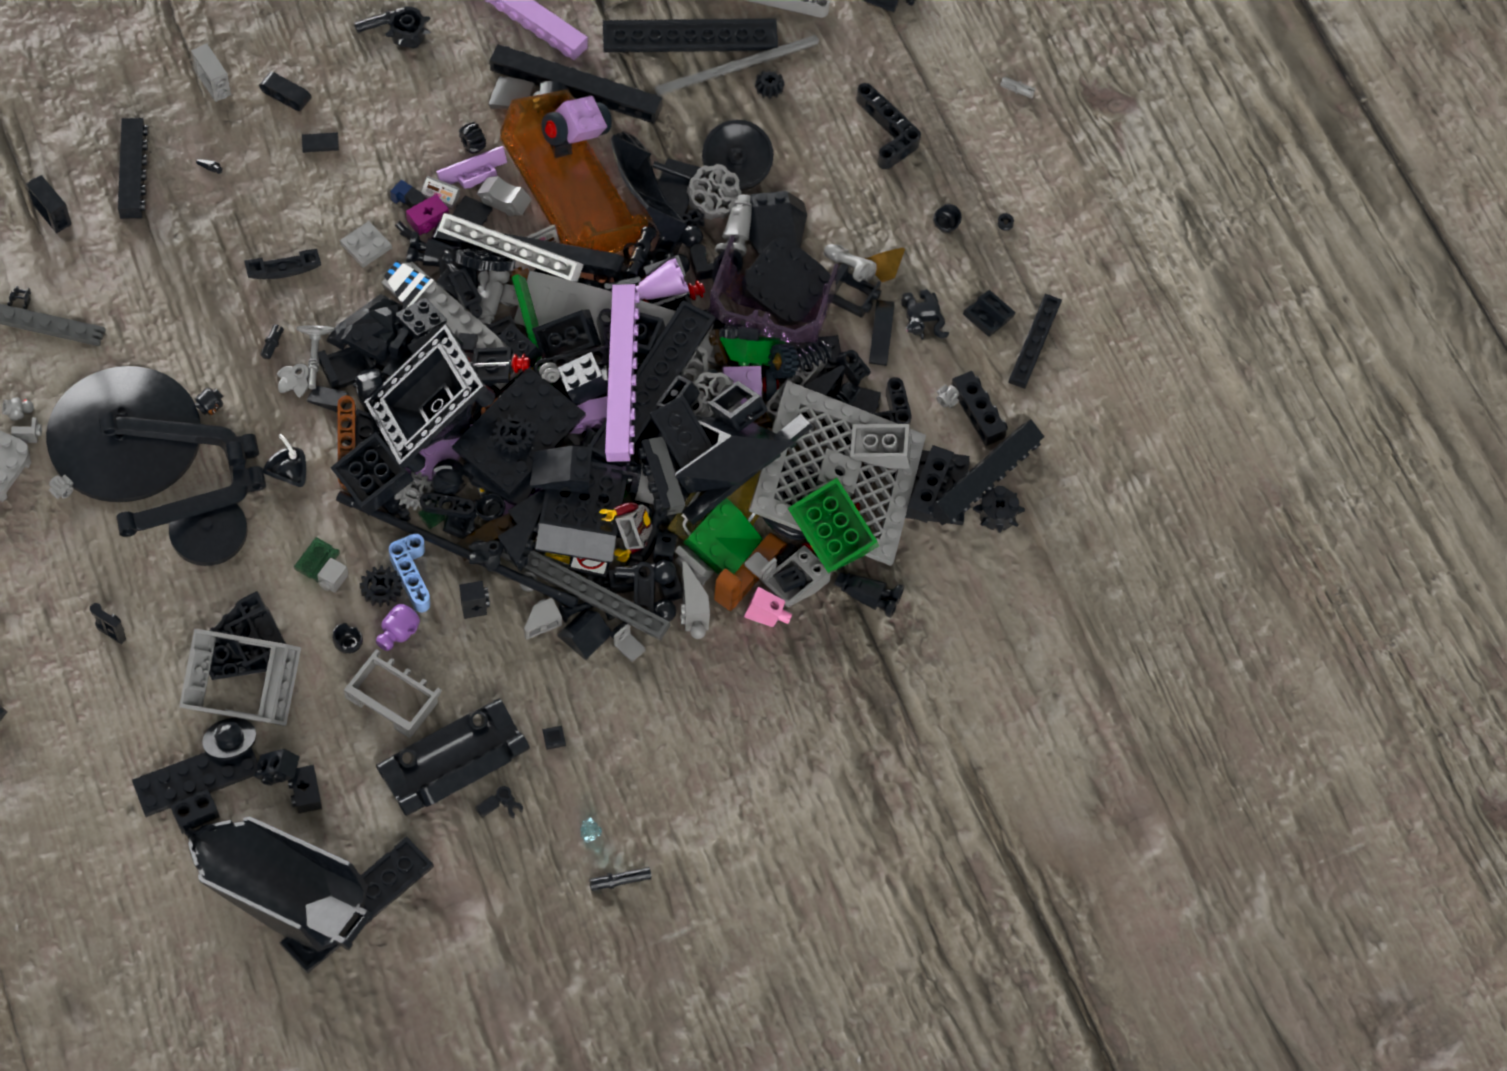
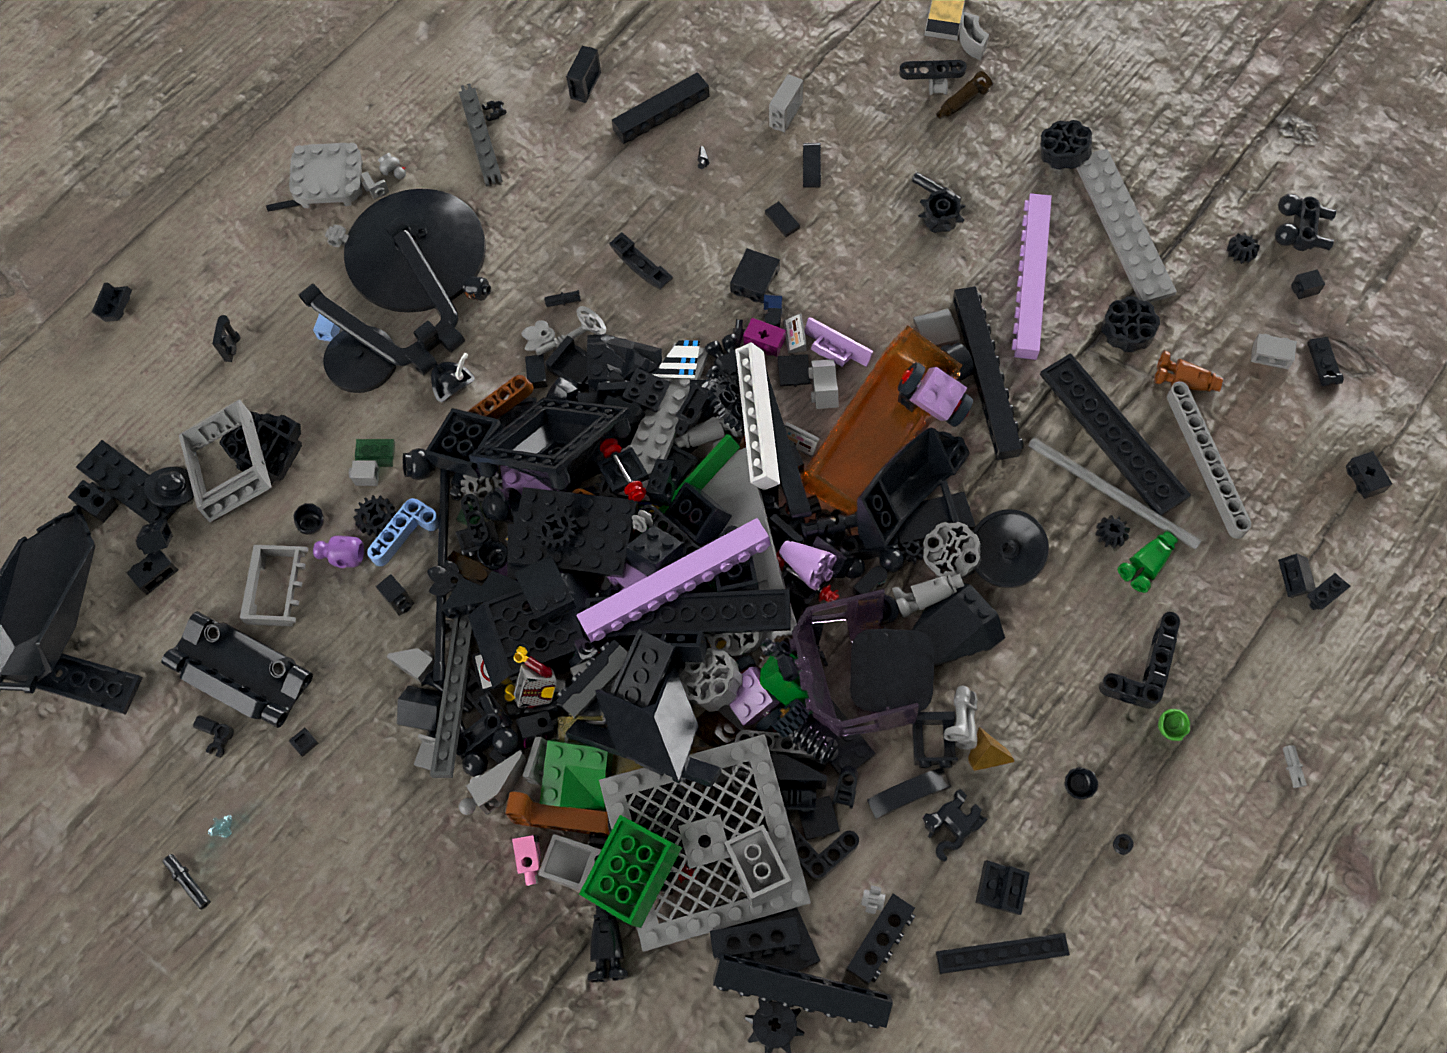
camera: 70 degrees right, 5 degrees up
(157, 538) = (325, 329): none -> light blue panel
(357, 528) = (416, 464): none -> black piece
(363, 189) = (754, 275): none -> black panel
(365, 244) = (705, 310): light grey plate -> none
(469, 341) = (639, 438): black tile -> none
(472, 137) = (865, 324): black gear -> none
(738, 418) = (699, 719): black window -> none
(760, 566) = (565, 824): light grey bracket -> none
(791, 579) = (568, 862): black bracket -> none
(808, 74) = (1151, 558): none -> green piece
(941, 137) = (1174, 724): none -> bright green hair

